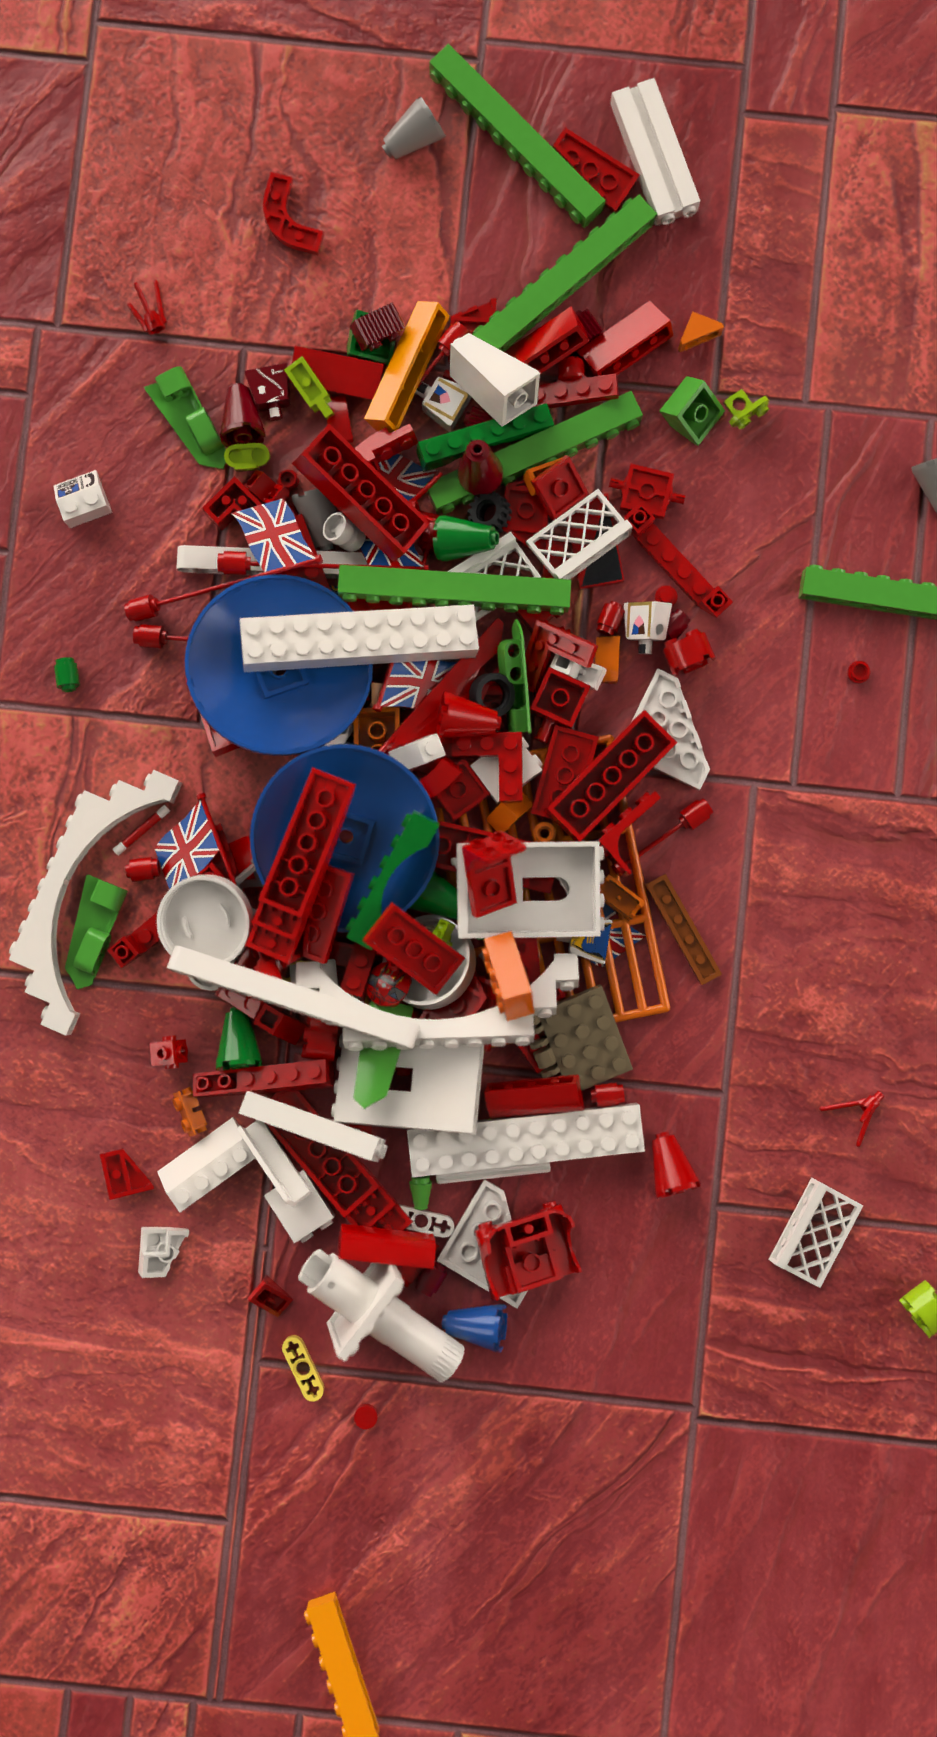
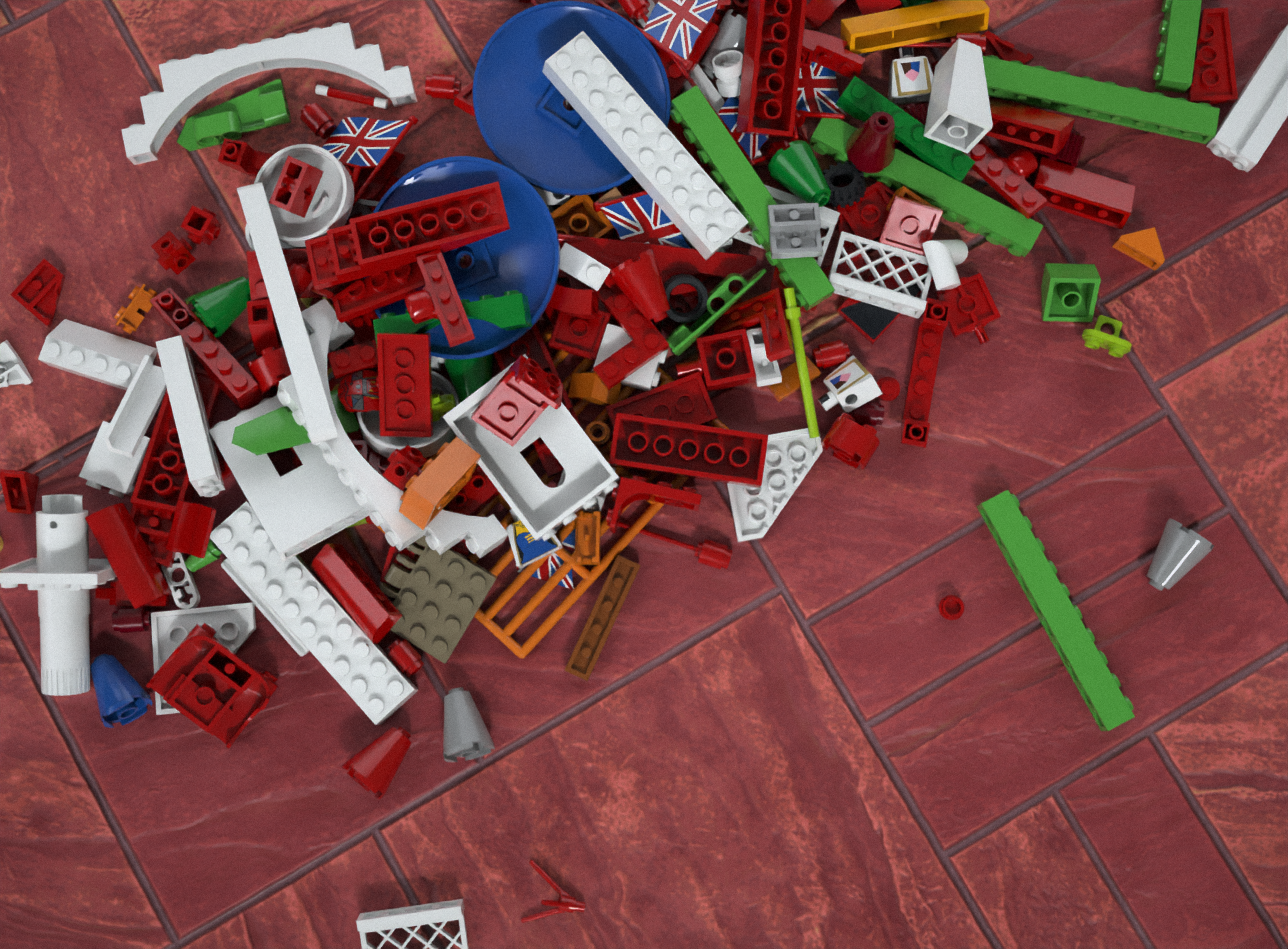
camera: 55 degrees right, 5 degrees down
(155, 1020) = (201, 226): none -> red brick
(187, 754) = (442, 86): none -> red brick
(198, 922) = (296, 186): none -> red brick
(373, 876) = (439, 300): none -> red plate
(398, 1185) = (191, 528): none -> red panel
(475, 993) = (404, 465): none -> red brick
(506, 575) = (794, 230): none -> light grey slope
(566, 624) = (793, 314): none -> lime bar
(602, 484) = (942, 258): none -> white brick
(691, 1088) = (464, 728): none -> light grey cone

